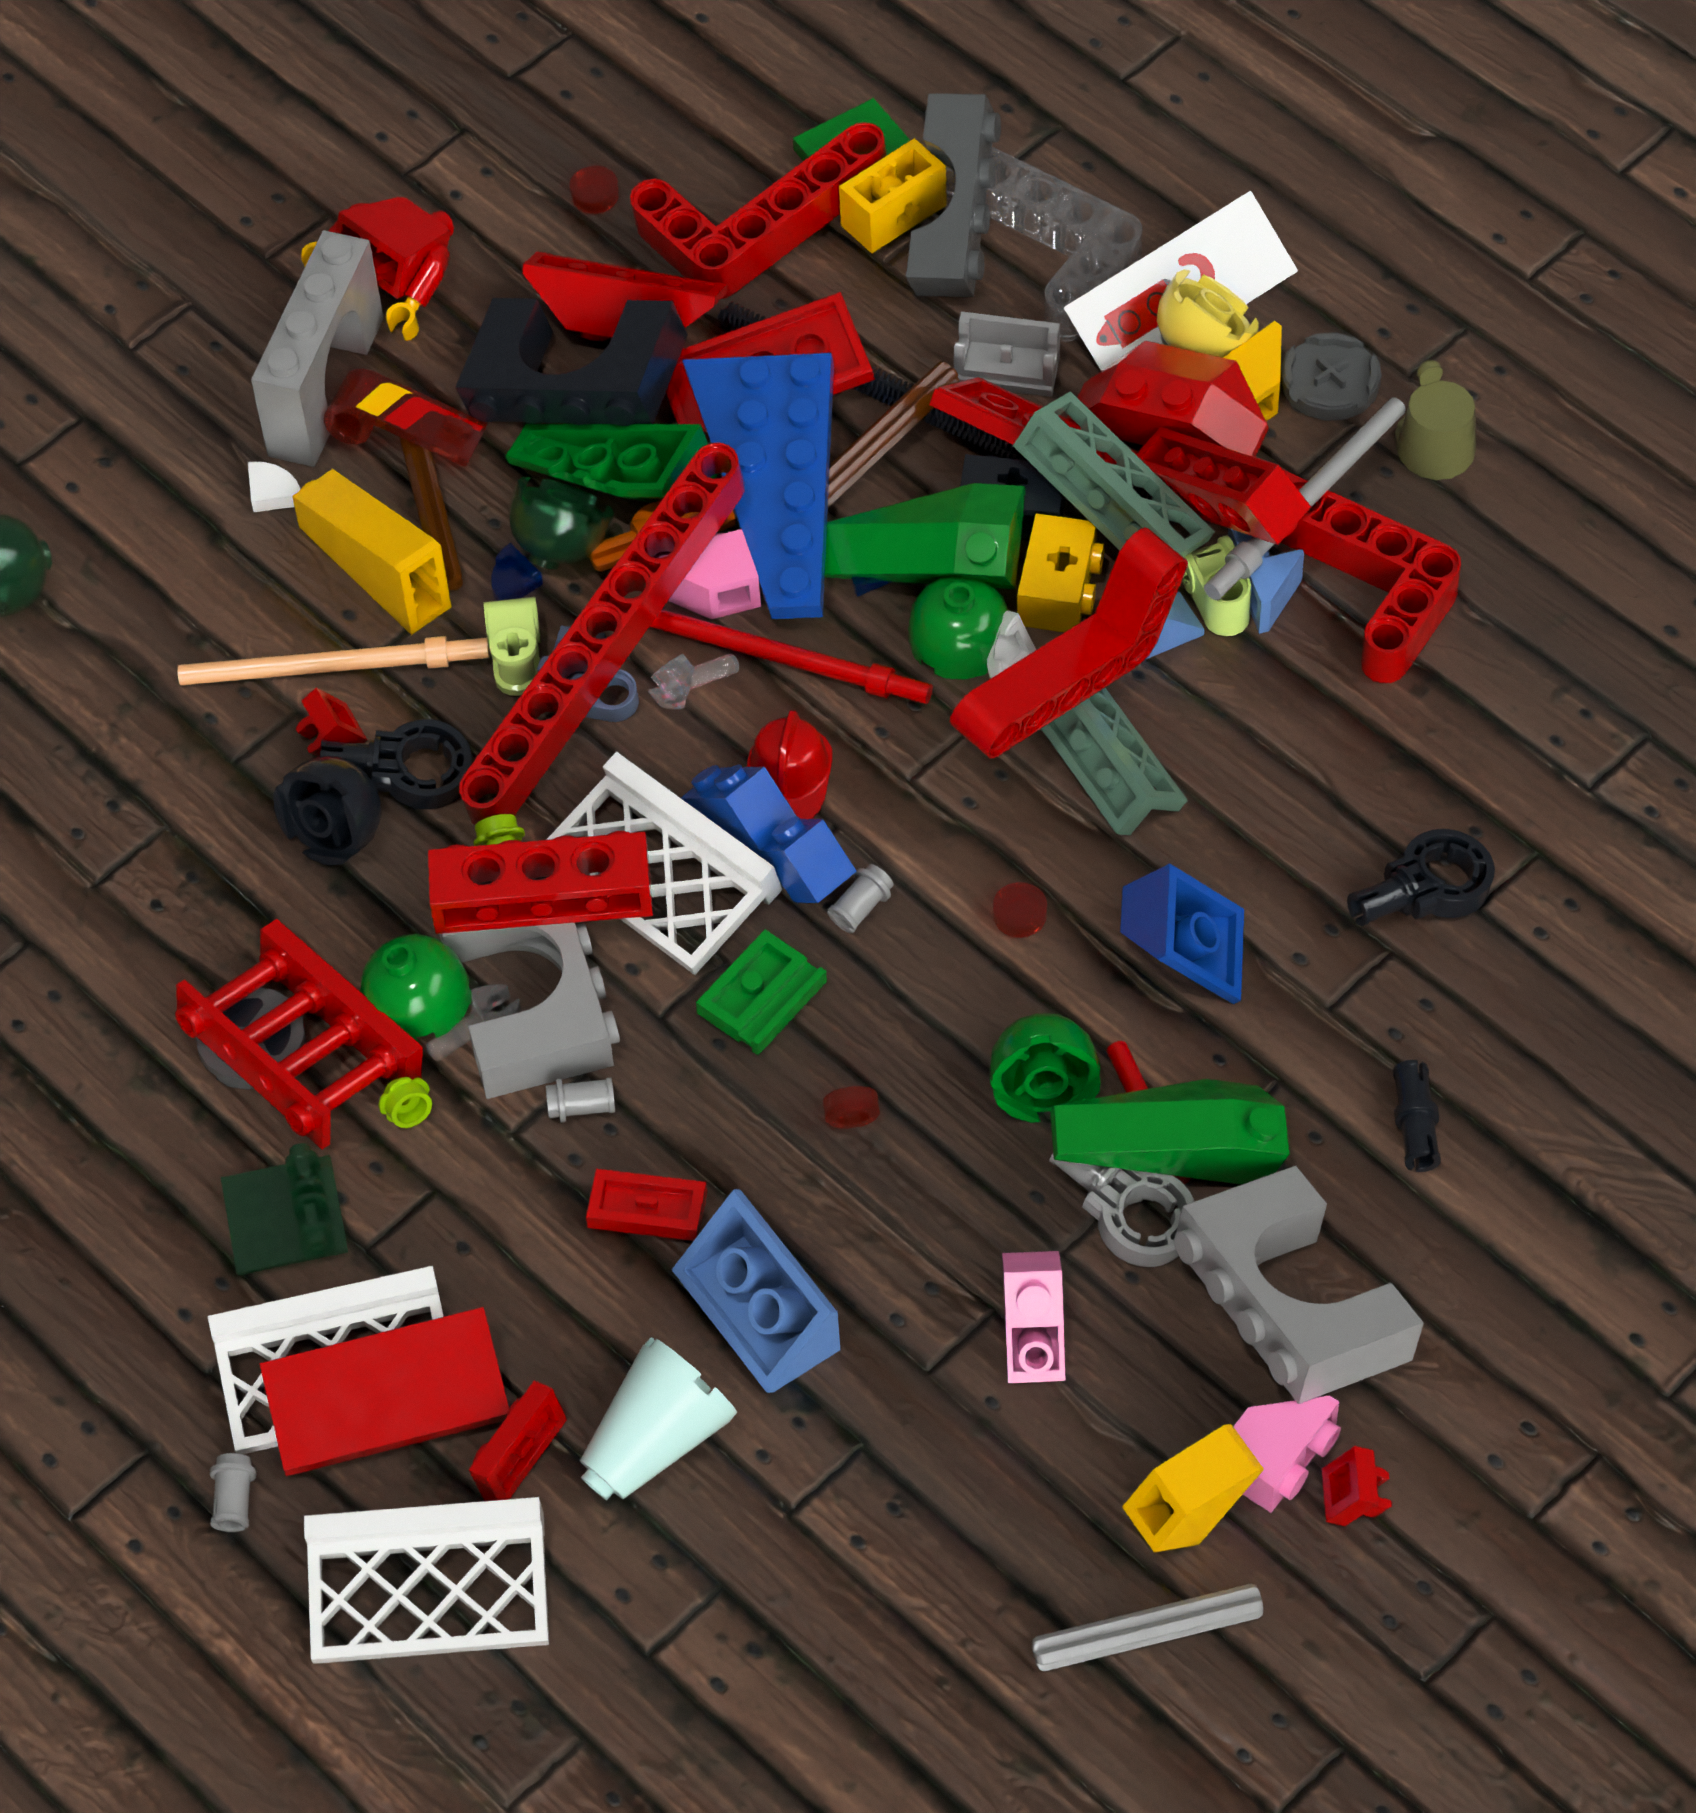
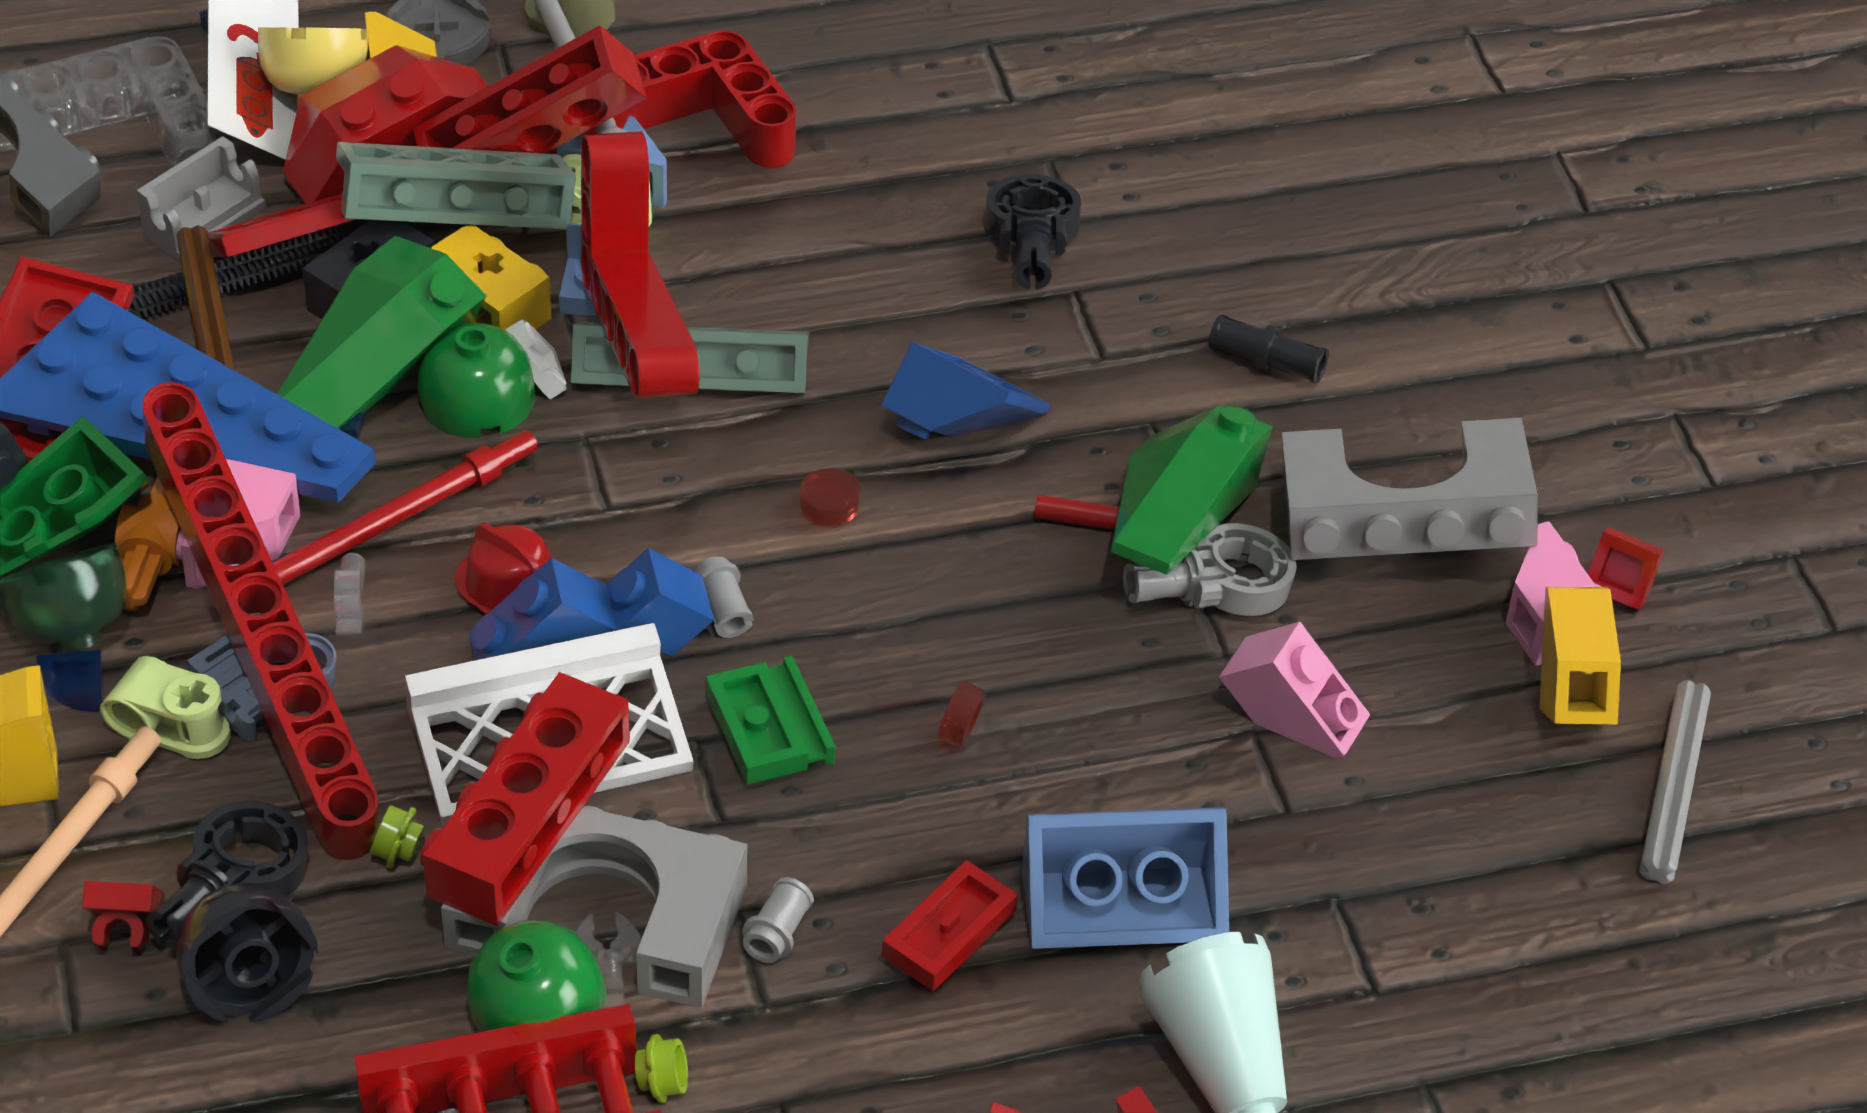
camera: 65 degrees left, 10 degrees down
(1043, 1064) = (1035, 547): green cylinder -> none

